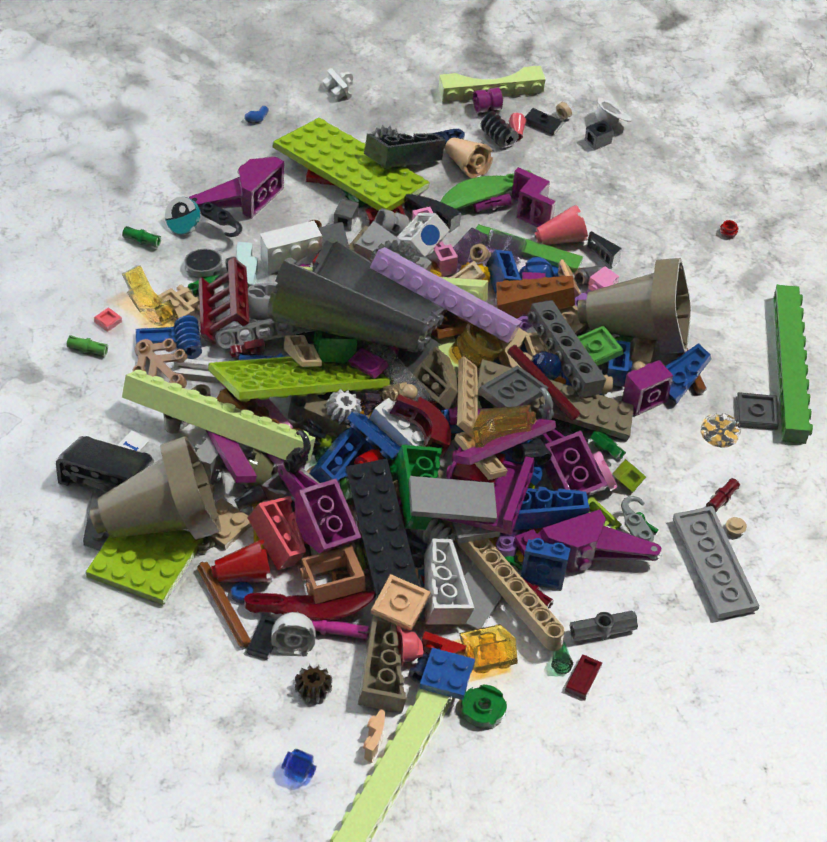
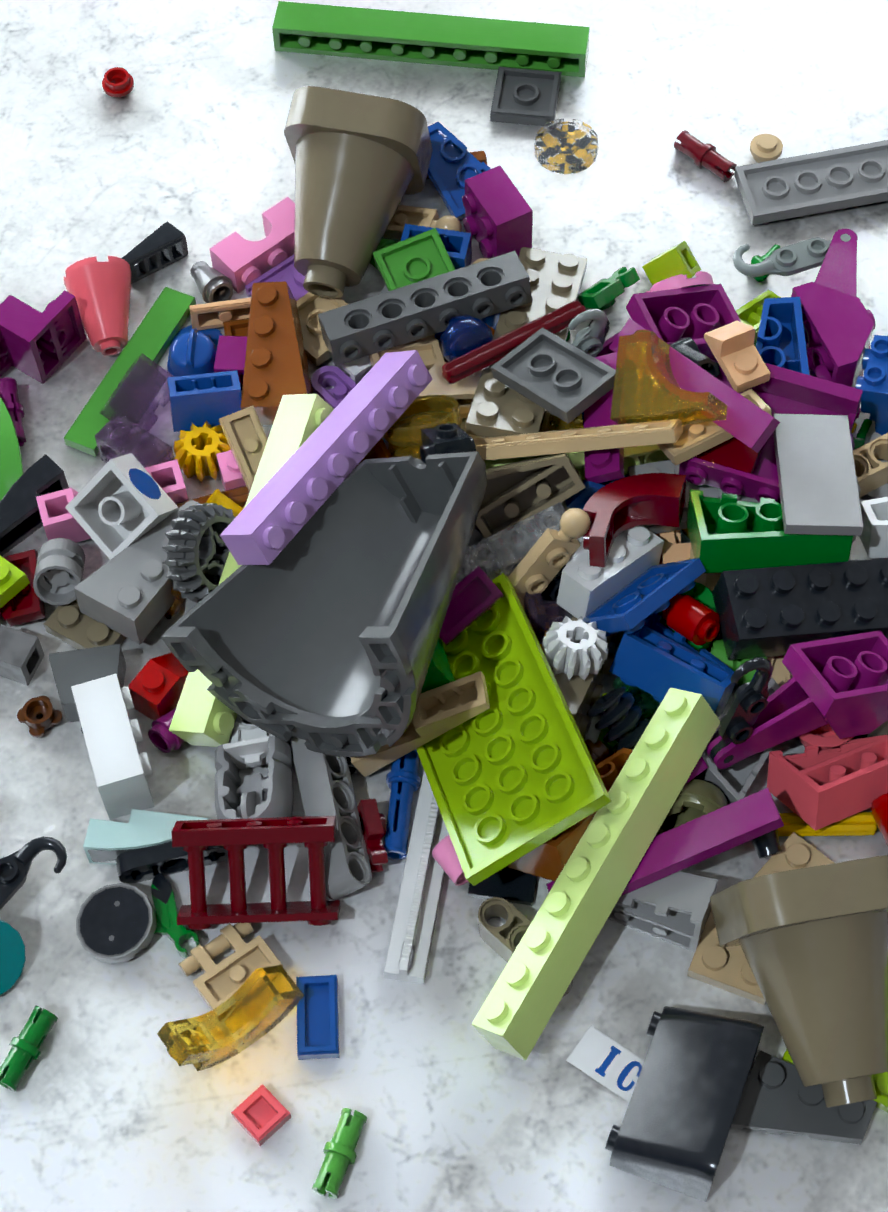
camera: 80 degrees left, 10 degrees up
(146, 349) = (400, 1005): medium nougat plant -> none
(188, 336) = (336, 947): blue piece -> none
(455, 343) = (445, 439): none -> black brick
(479, 253) = (168, 425): tan cone -> none
(529, 461) = (737, 355): none -> light nougat slope

